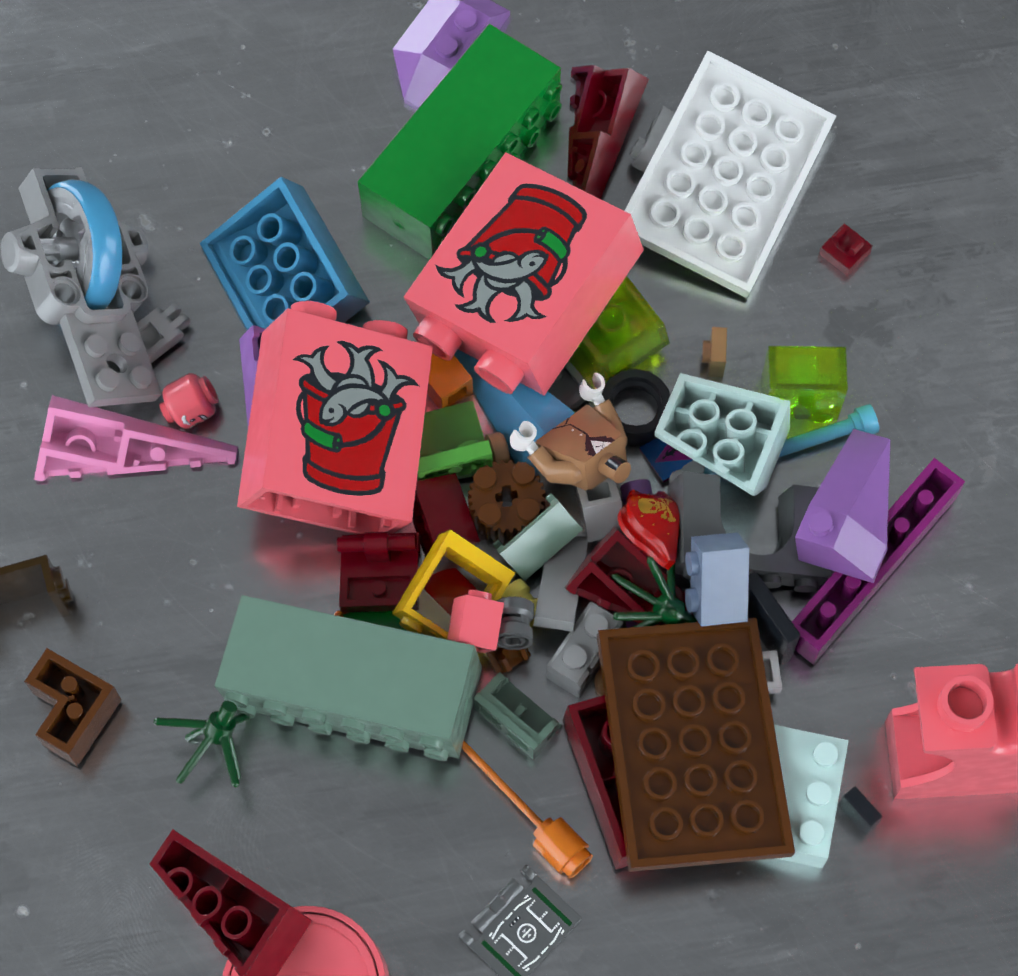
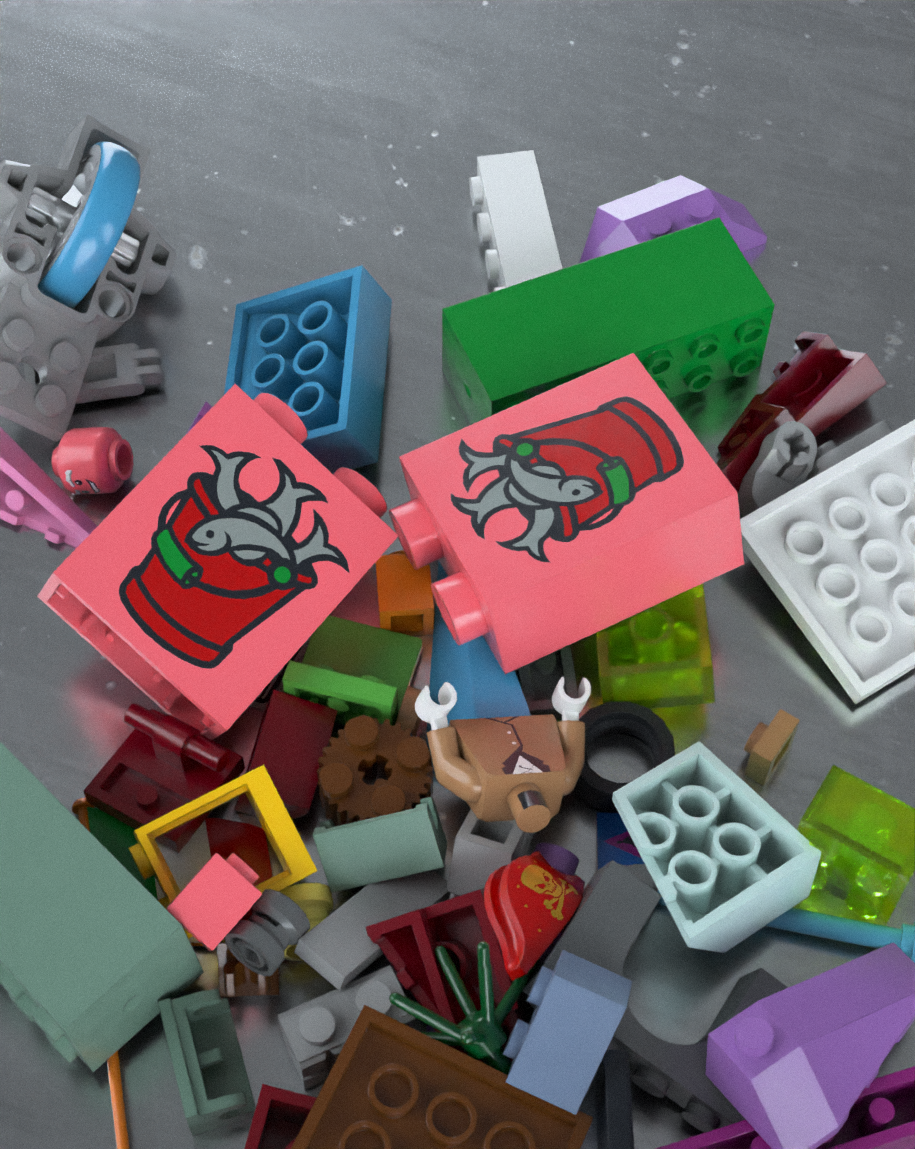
camera: 30 degrees right, 10 degrees down
(350, 93) = (513, 218): none -> white brick
(619, 172) = (781, 466): none -> light grey piece

